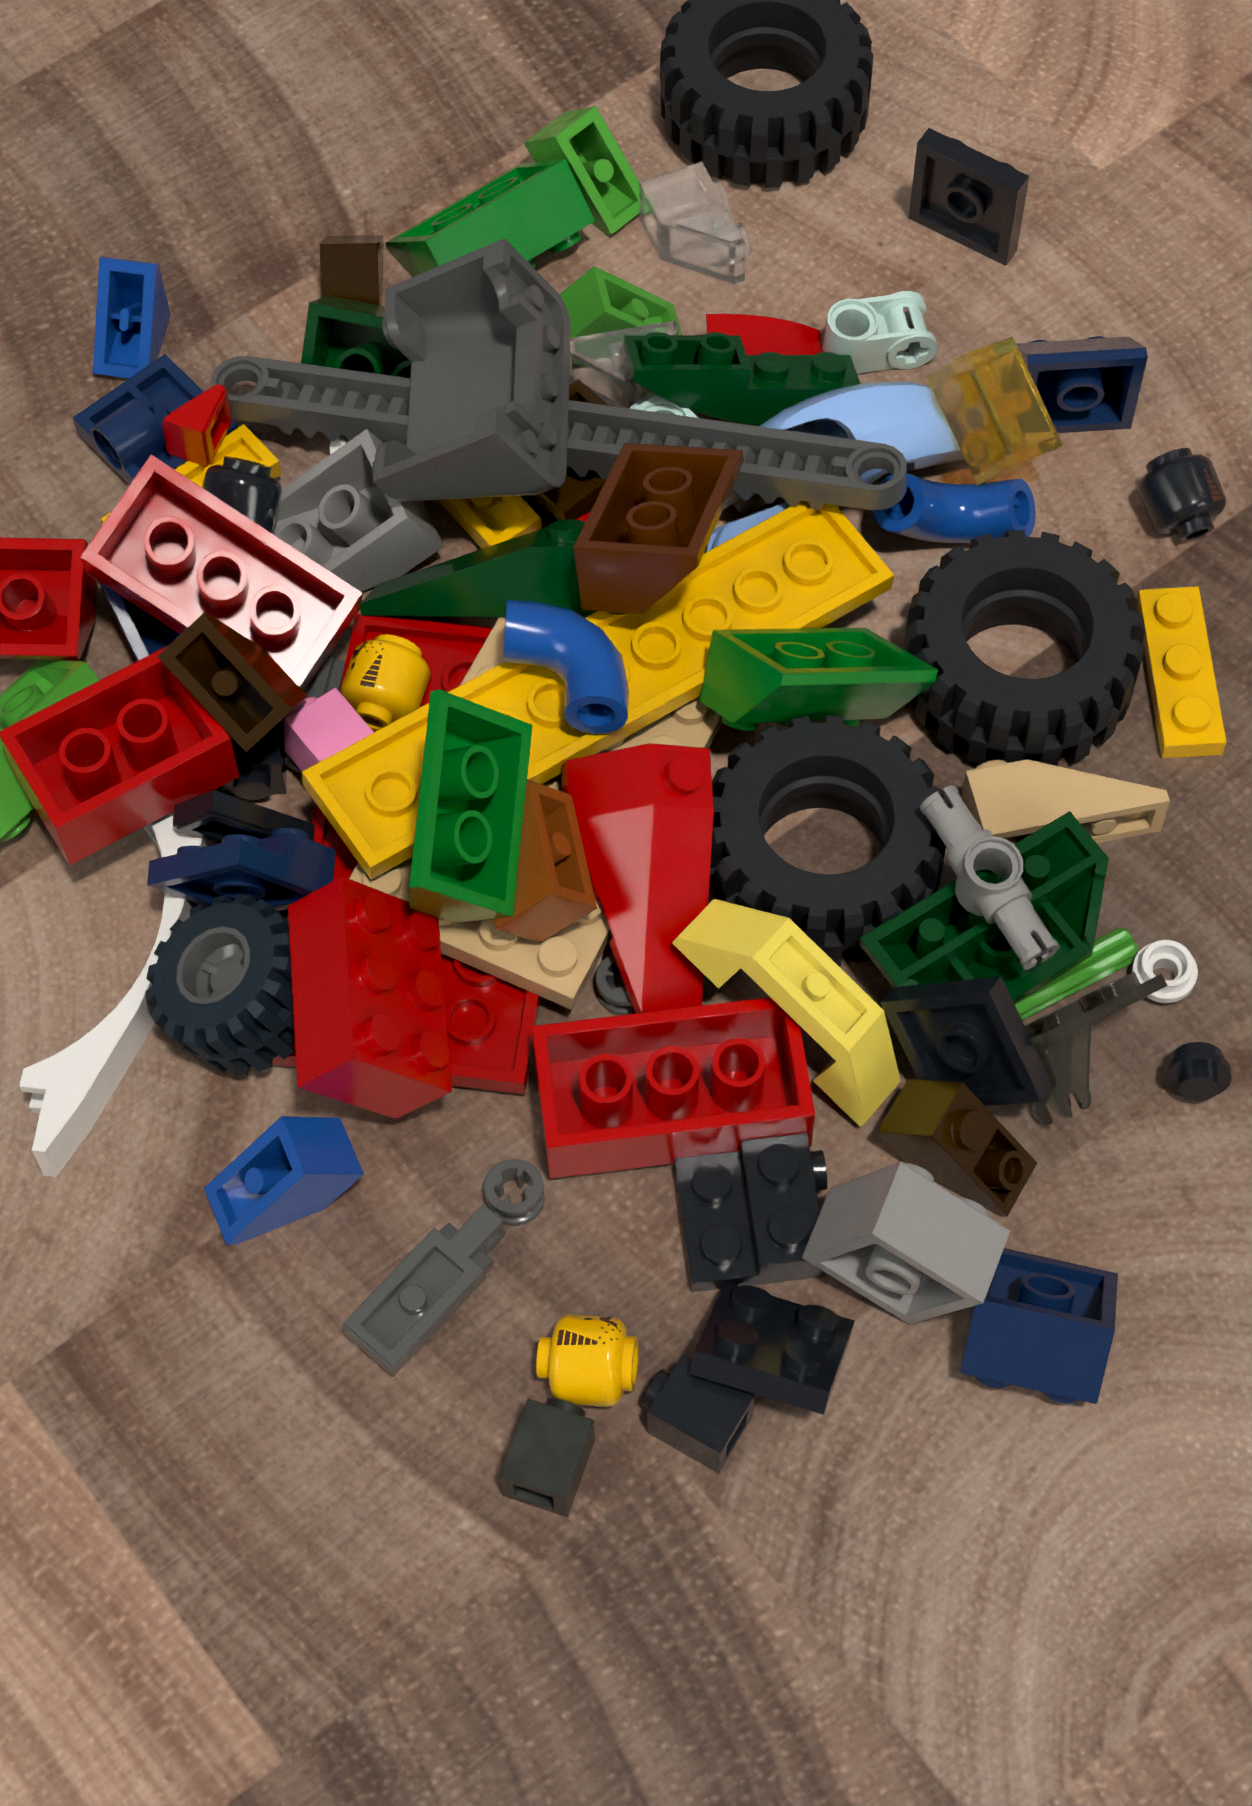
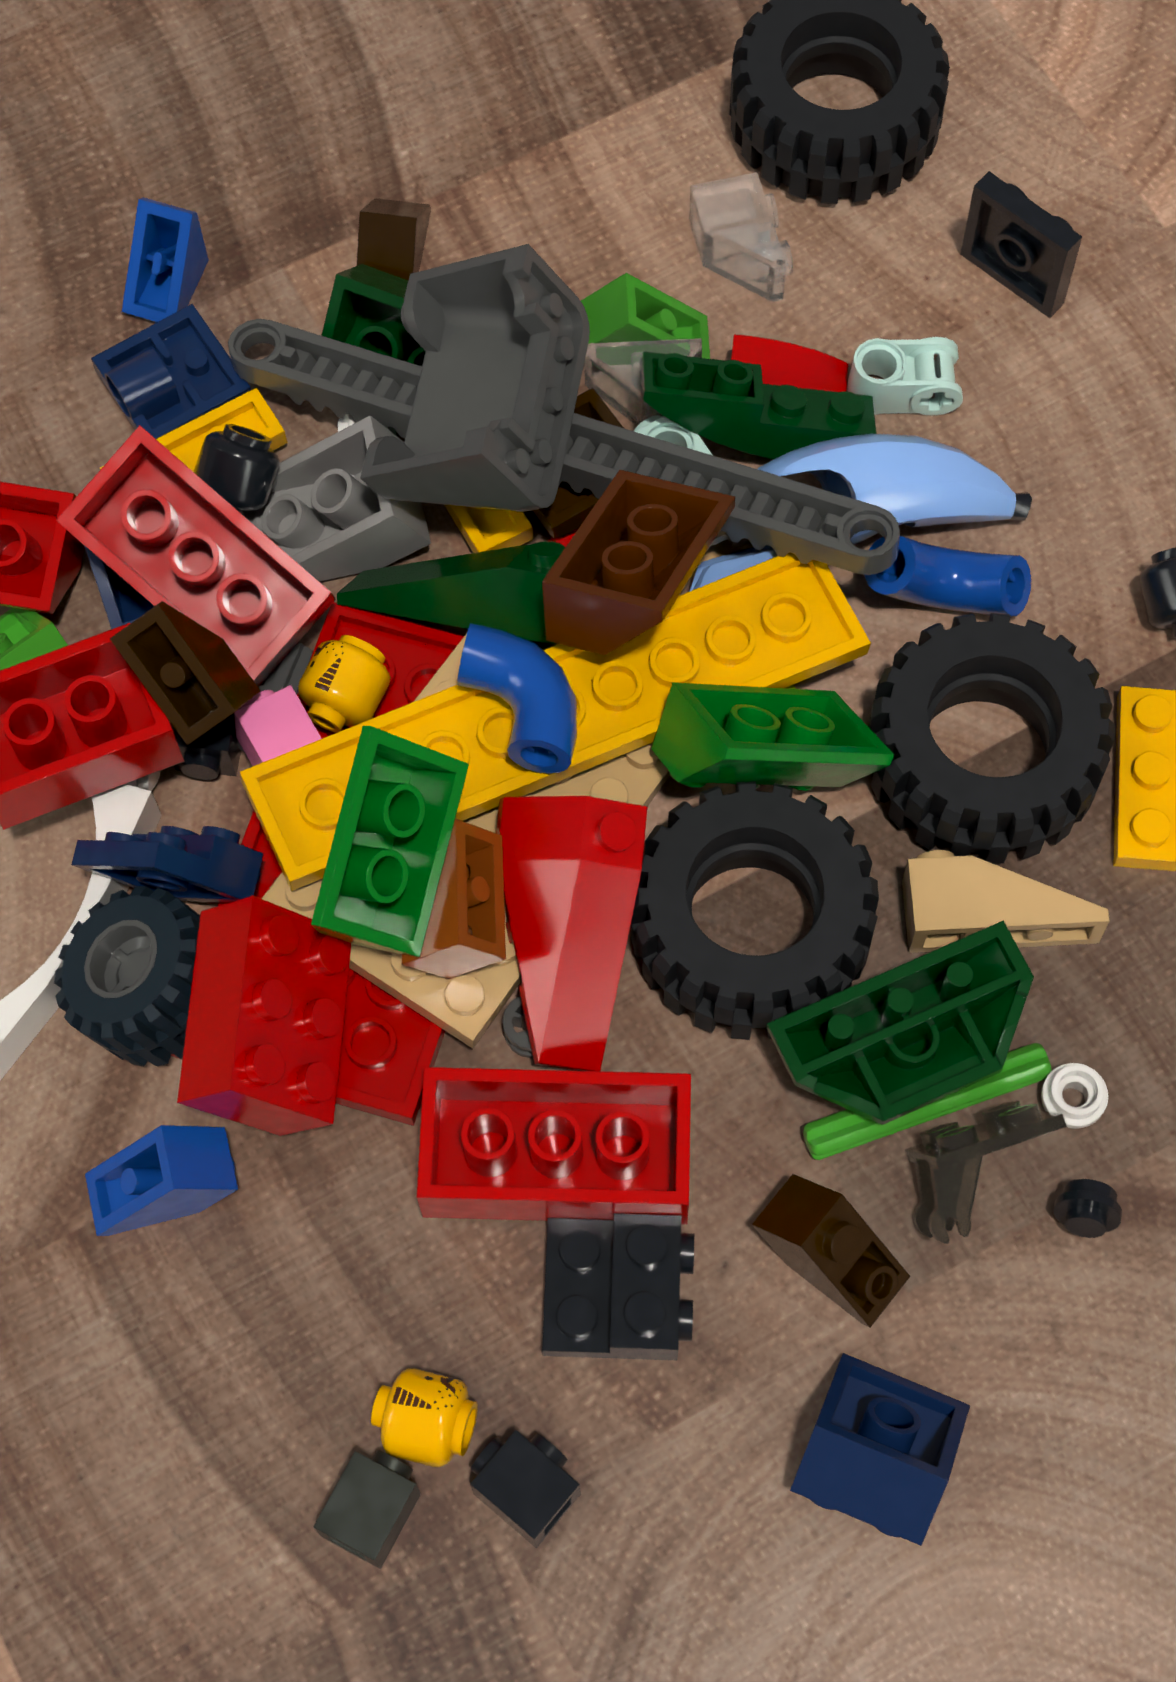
camera: 10 degrees right, 5 degrees up
(198, 426) = (209, 387): red slope -> none
(219, 815) = (172, 807): black tile -> none
(424, 1290) = (279, 1316): dark grey hinge -> none
(524, 1172) = (403, 1233): dark grey bush -> none
(530, 206) = (549, 206): green slope -> none
(595, 162) = (643, 162): bright green slope -> none
(772, 1347) = (607, 1435): black plate -> none
(808, 990) = (703, 1070): light yellow slope -> none
(907, 1243) = (758, 1352): light grey brick -> none
(968, 1036) = (857, 1149): black plate -> none
(994, 410) = (1003, 482): clear yellow brick -> none
(999, 903) = (917, 1014): light grey pin -> none
(1087, 381) = (1095, 458): dark blue slope -> none

